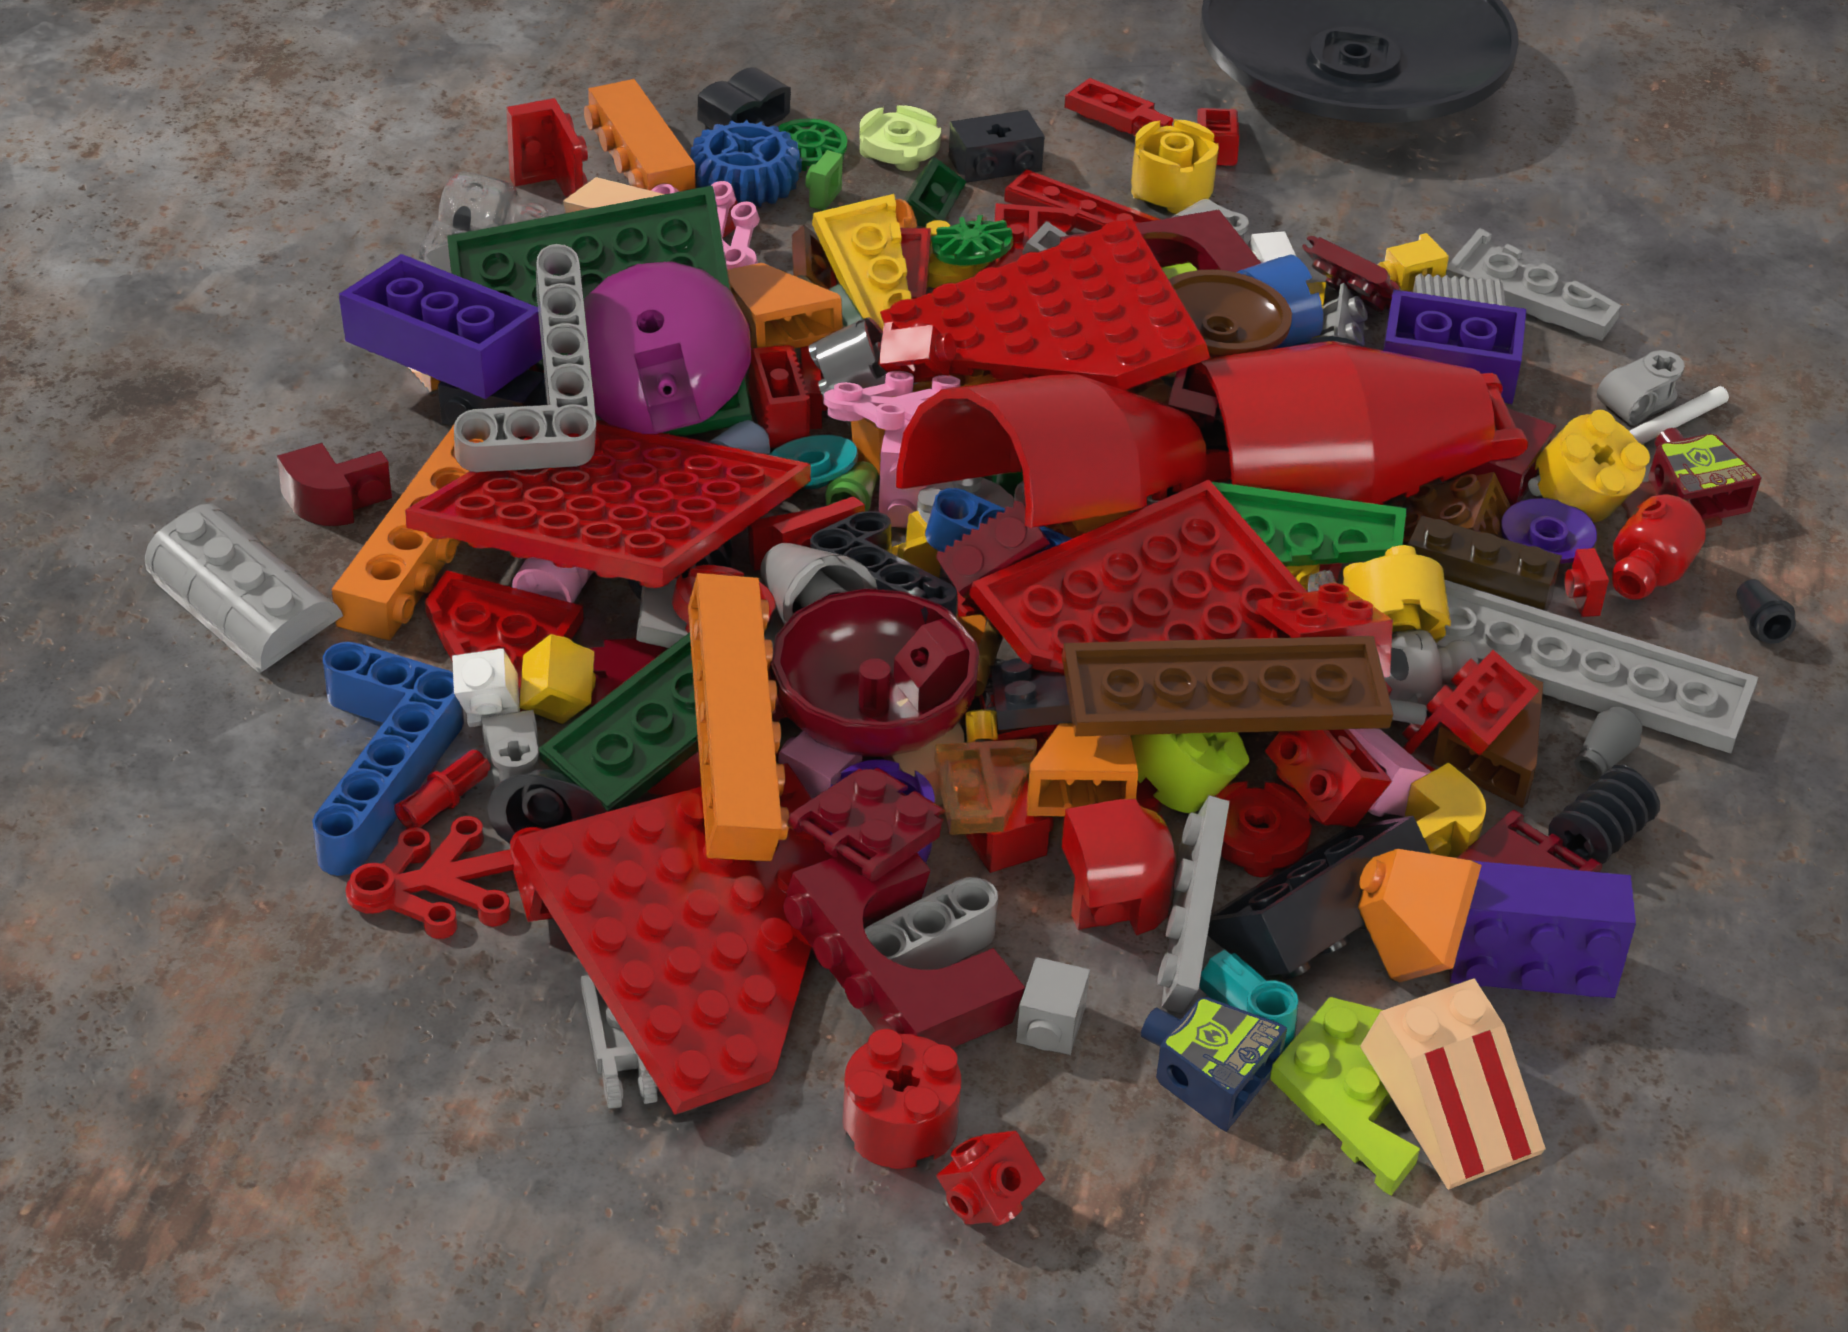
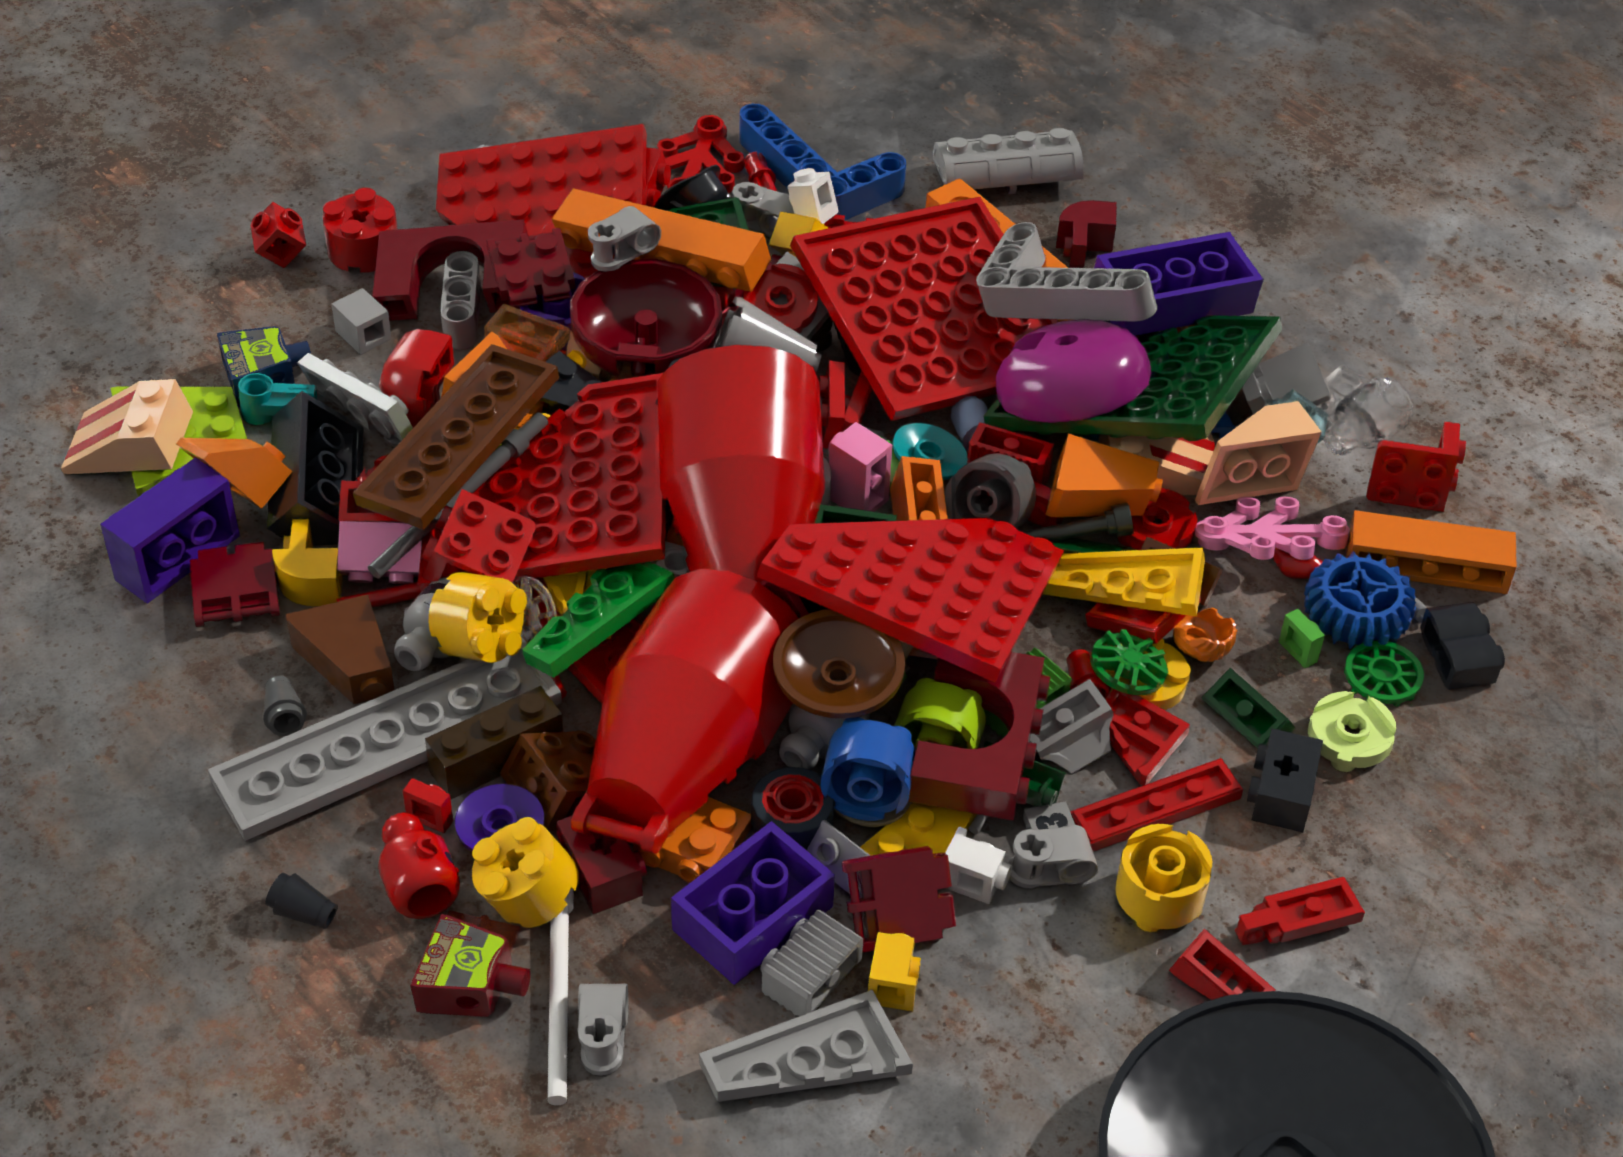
camera: 125 degrees right, 5 degrees up
(798, 694) = (624, 236): none -> light grey piece
(876, 403) = (896, 463): bright pink plant -> none
(917, 351) = (957, 495): red brick -> none
(1479, 707) = (357, 606): red bracket -> none
(1607, 814) = (223, 647): black piece -> none

